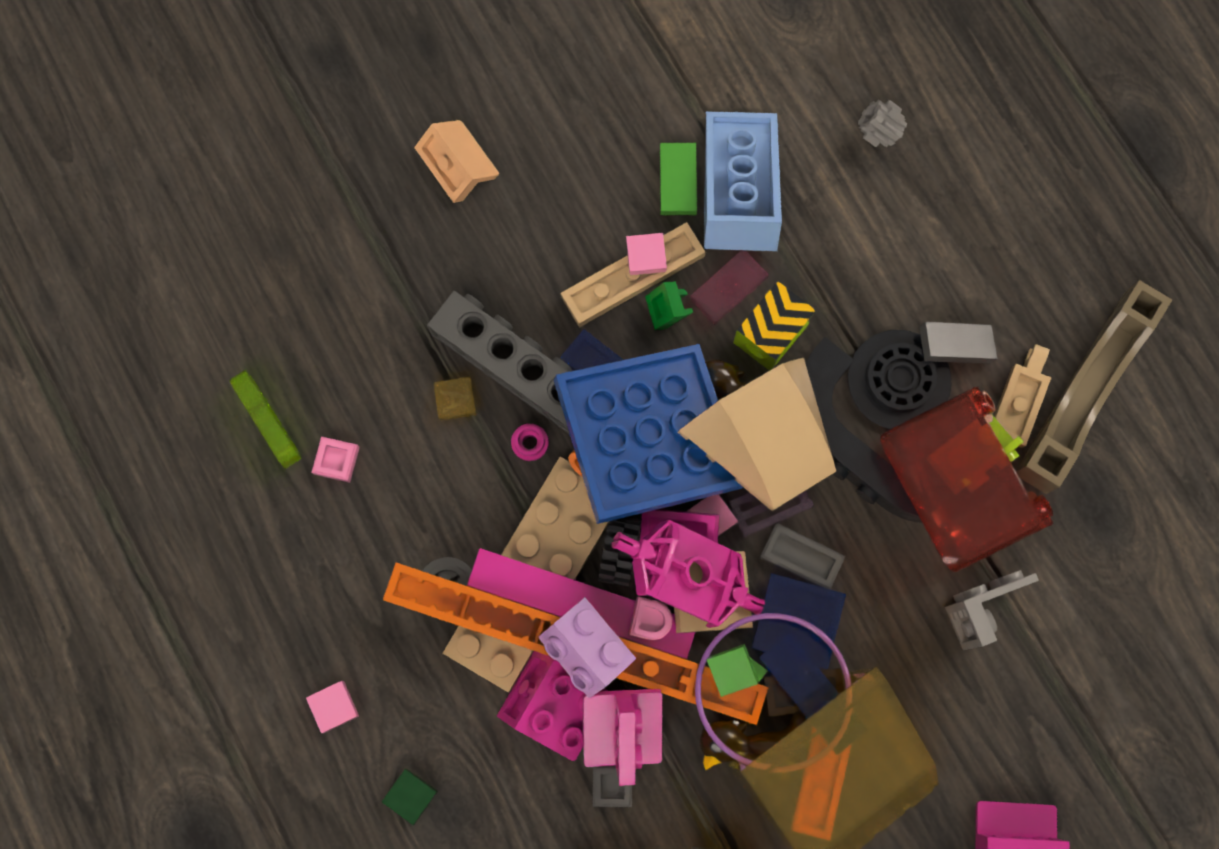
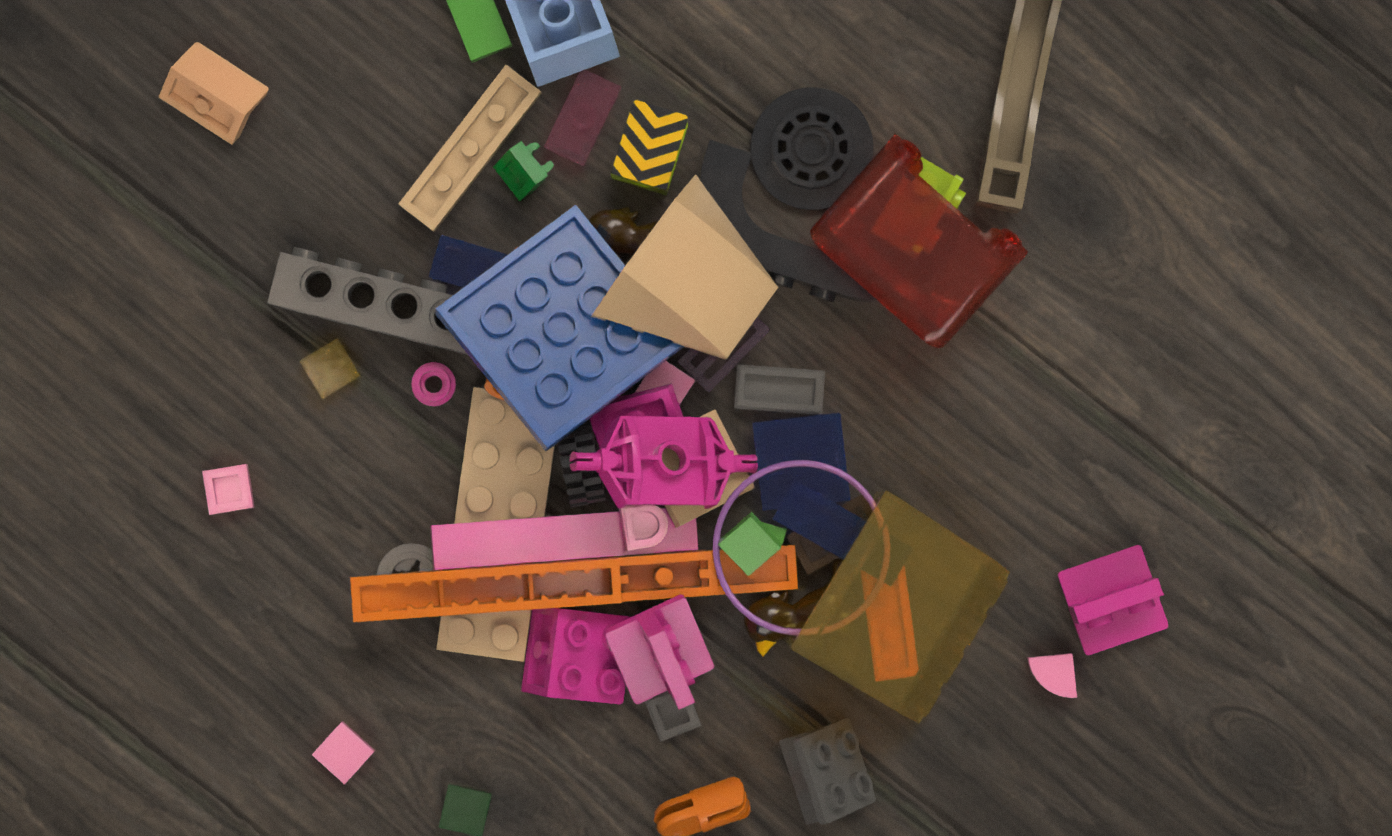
camera: 25 degrees left, 10 degrees up
(265, 419) = (132, 477): clear neon green beam -> none
(586, 648) = (588, 585): lavender bracket -> none
(646, 254) = (475, 122): bright pink tile -> none
(958, 342) = (859, 83): tile -> none
(969, 619) = (987, 391): light grey bracket -> none
(1023, 395) = (952, 118): tan plate -> none

